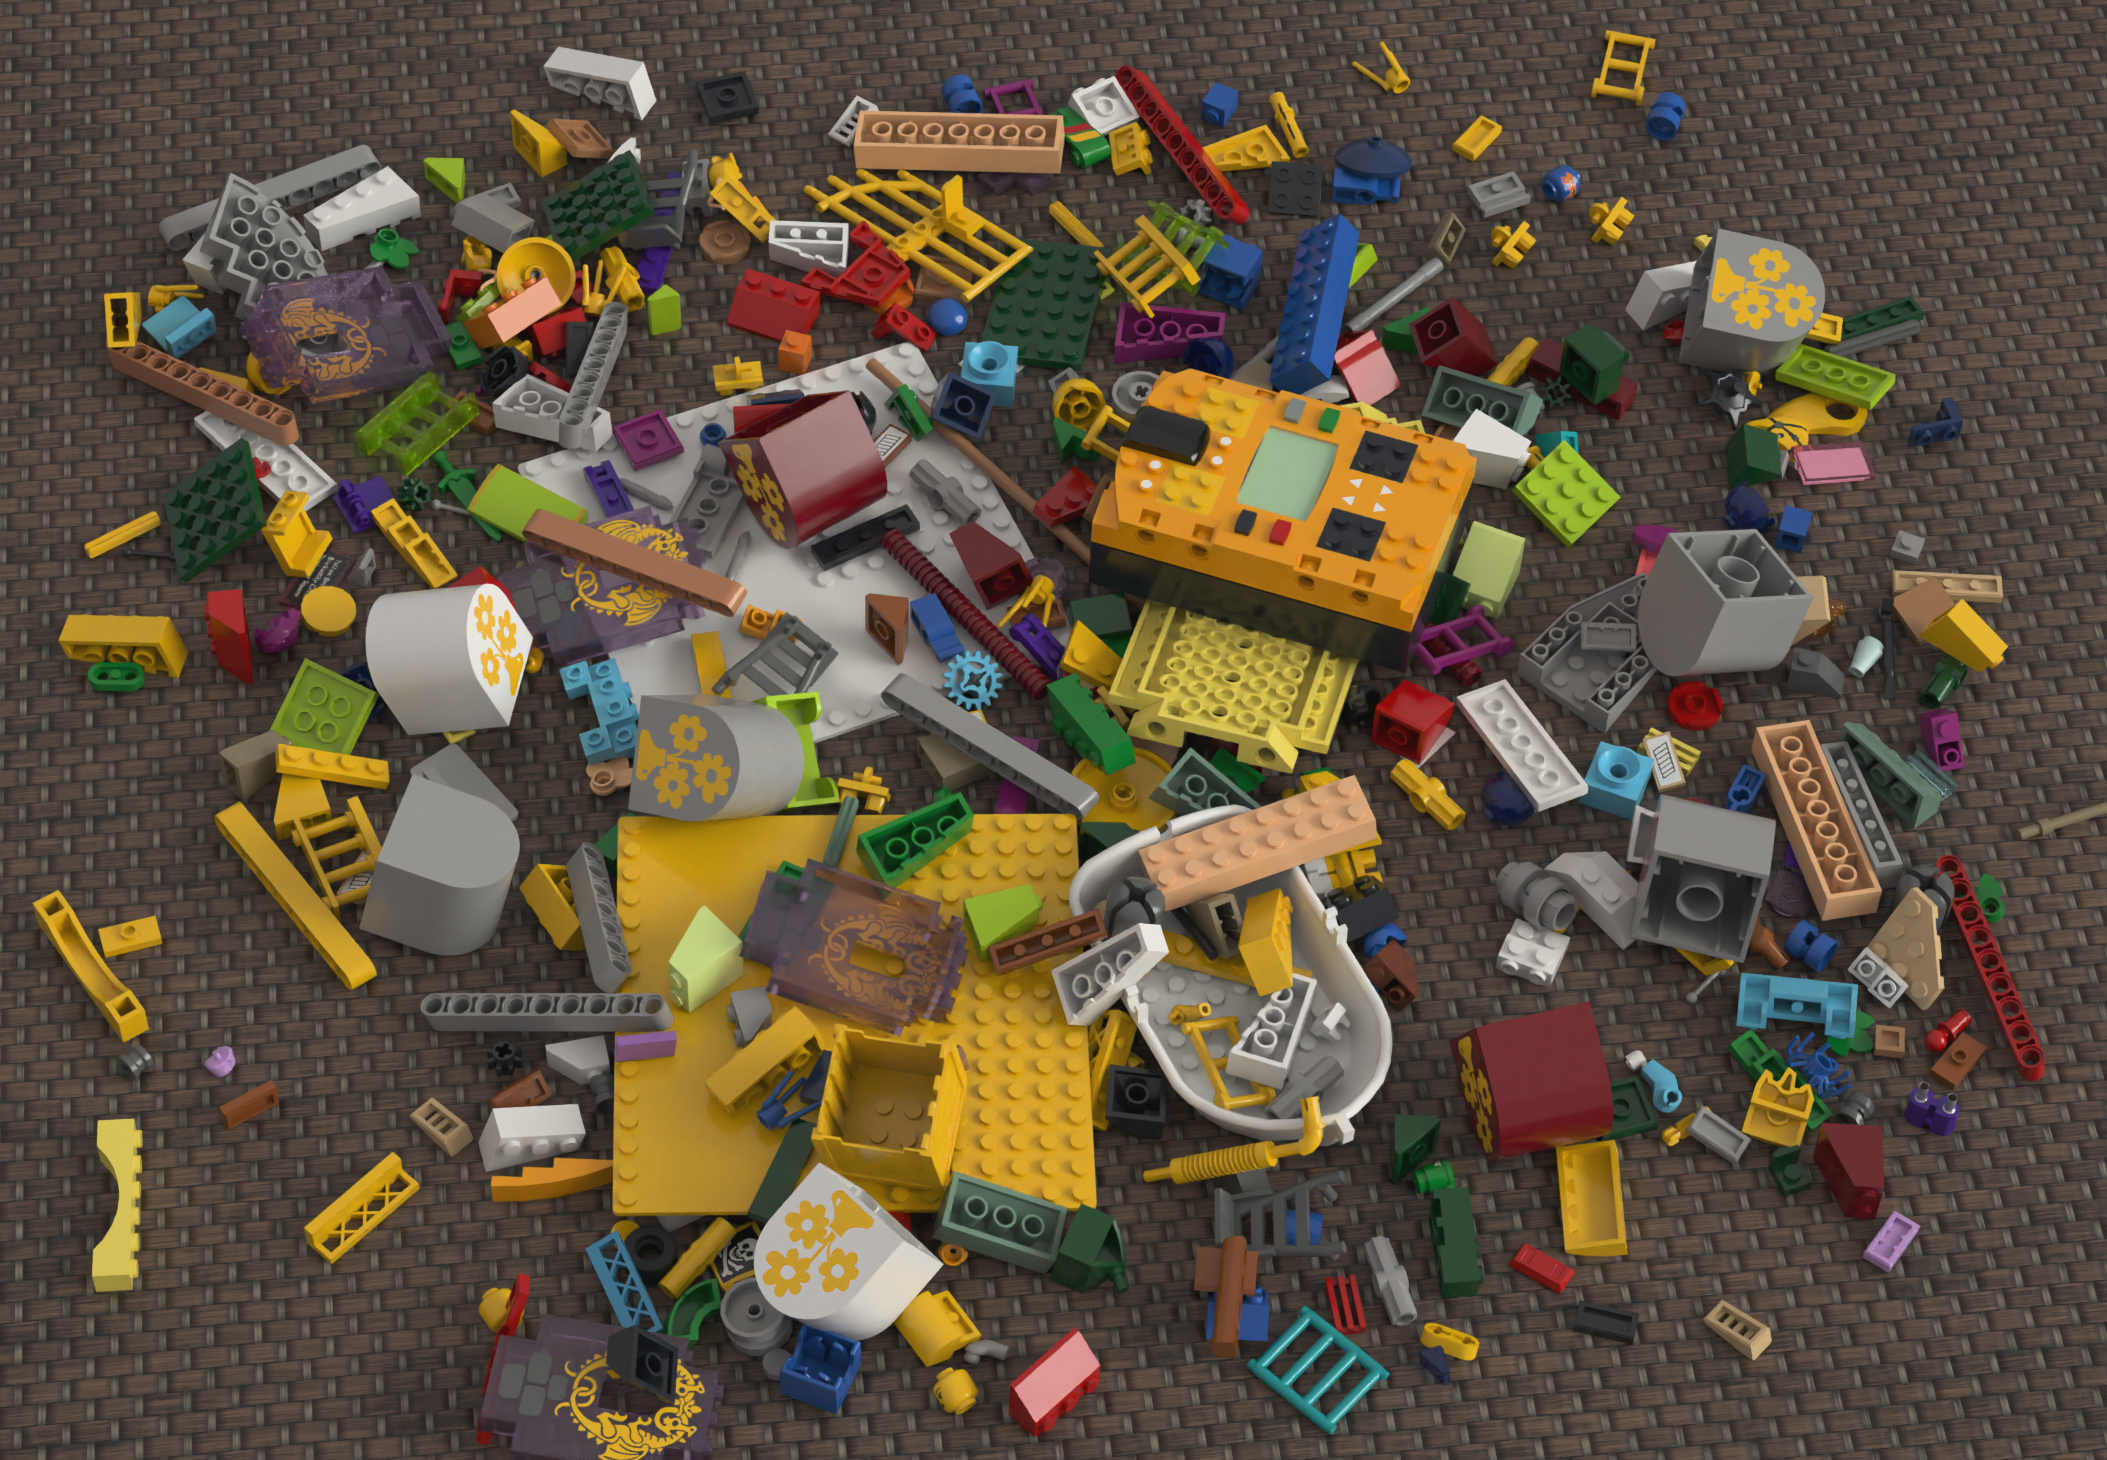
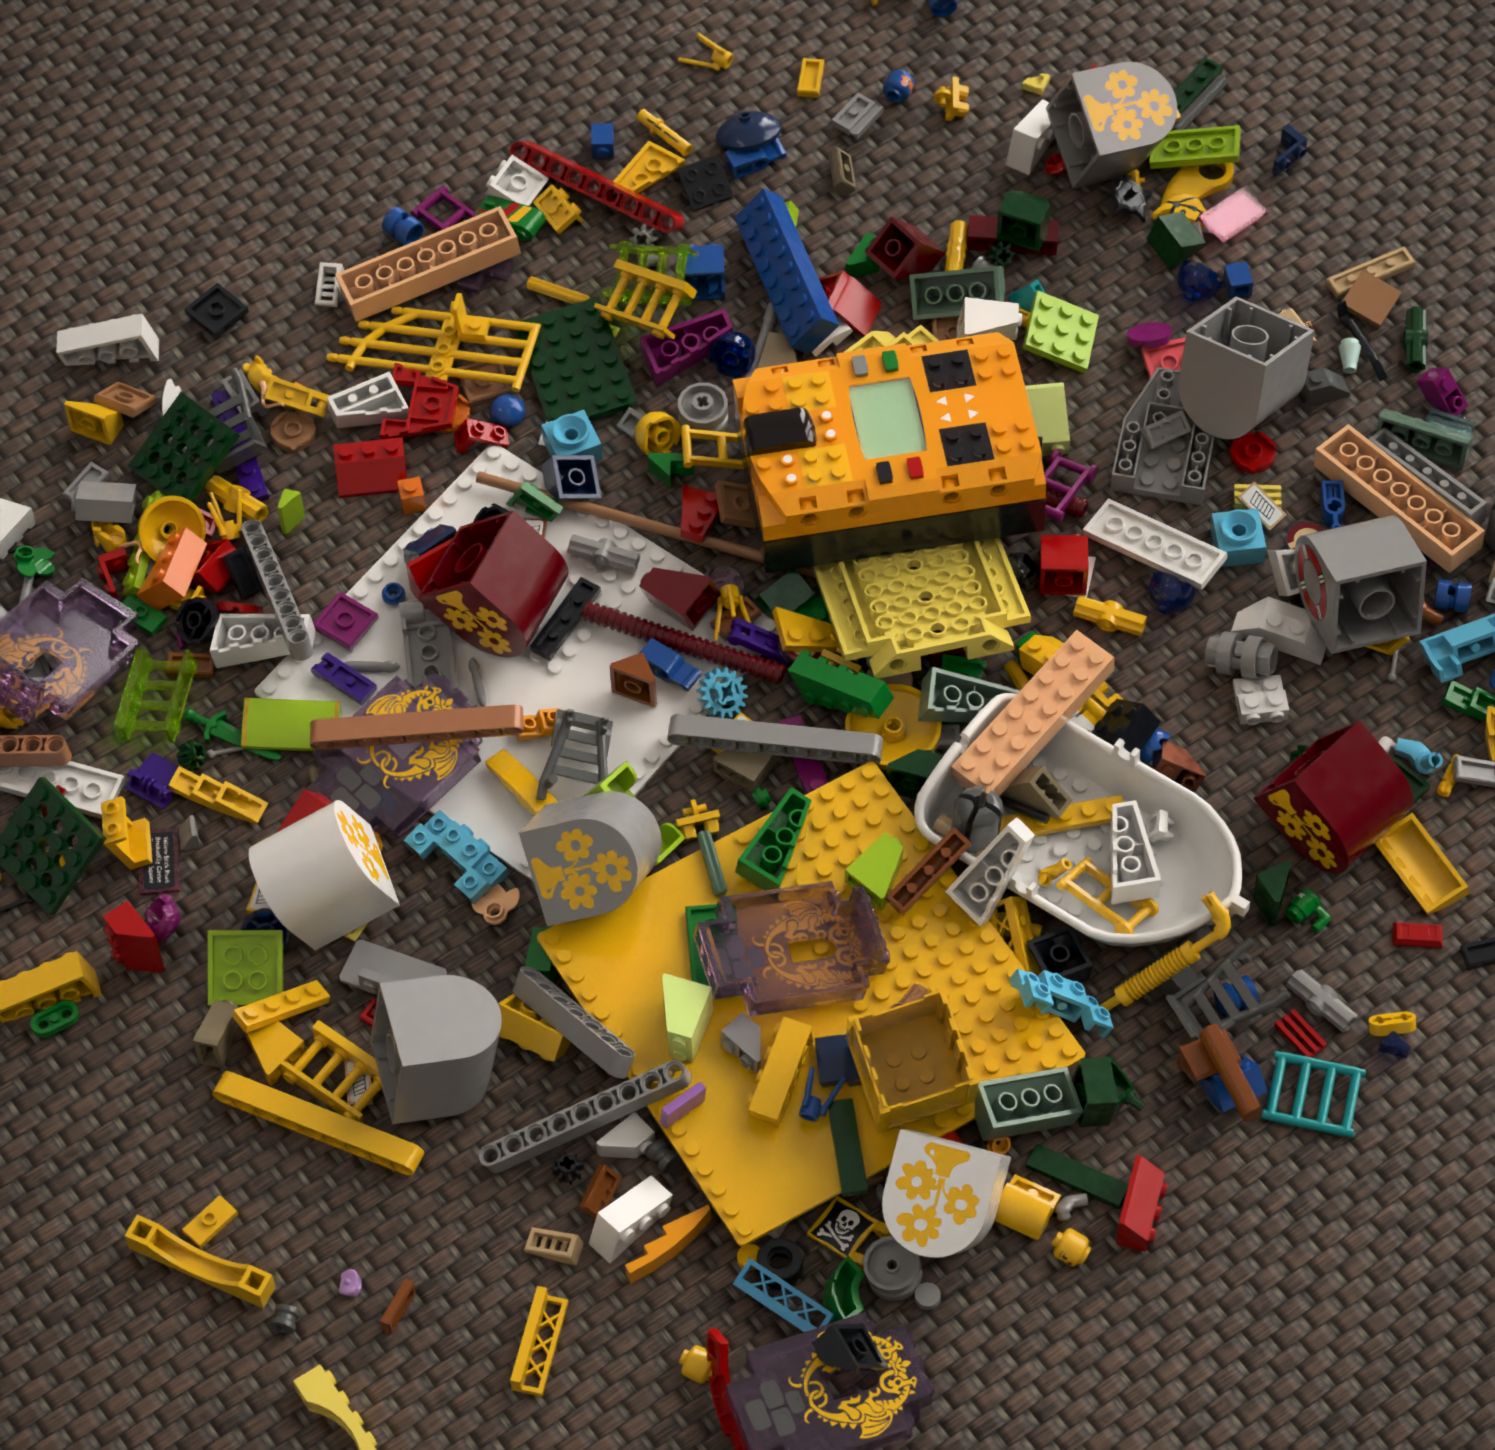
camera: 25 degrees left, 5 degrees up
(328, 611) = (187, 882): yellow tile -> none
(447, 175) = (38, 480): lime slope -> none
(697, 1258) = (817, 1247): yellow axle -> none
(737, 376) = (380, 536): yellow hips -> none
(821, 1368) = (966, 1283): blue piece -> none
(1008, 1319) = (1077, 1176): none -> dark green tile
(1105, 1136) = (1062, 998): none -> medium azure bracket
(1267, 941) = (1083, 787): yellow wedge -> none
(1303, 1086) = (1174, 889): light grey piece -> none
(1422, 275) = (841, 208): light grey piece -> none
(1454, 1242) = (1350, 948): dark green wedge -> none
(1521, 239) = (889, 151): yellow hips -> none
(1907, 547) = (1324, 255): light grey plate -> none
(1965, 637) = (1416, 306): yellow slope -> none

